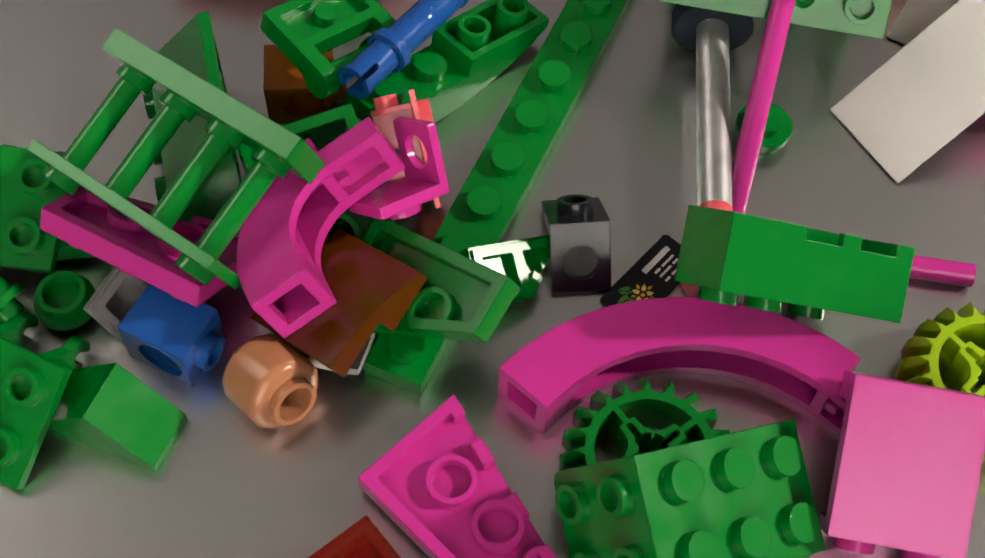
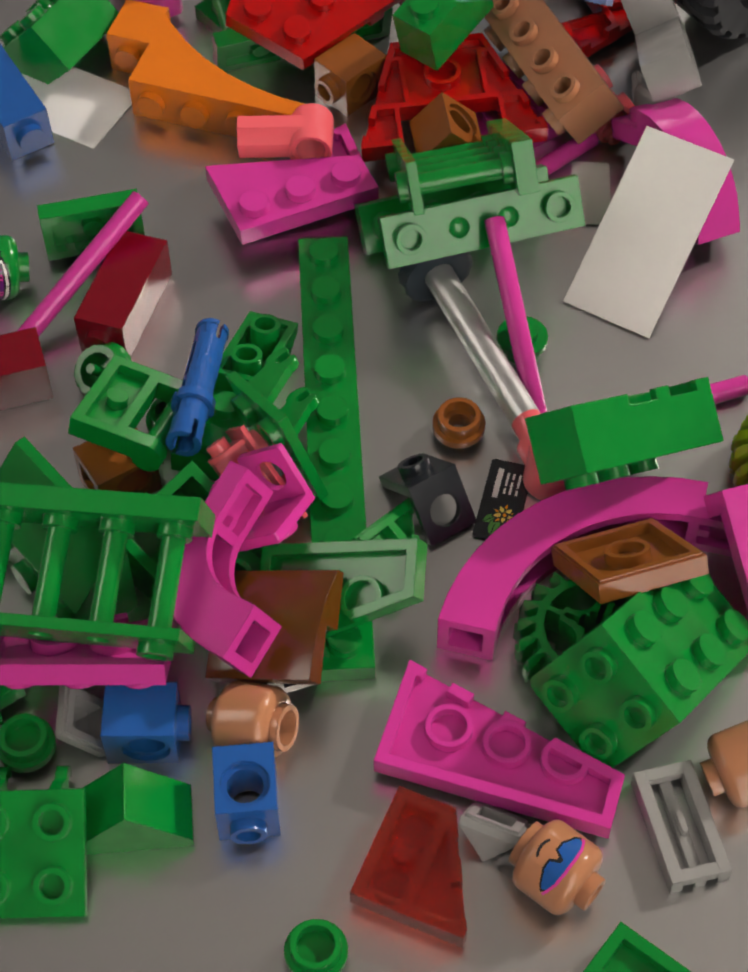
camera: 25 degrees left, 5 degrees down
(215, 423) = (240, 770): none -> blue brick
(461, 117) = (256, 409): none -> green plate
(651, 171) = (458, 412): none -> dark orange plate
(722, 401) = (628, 560): none -> dark orange tile

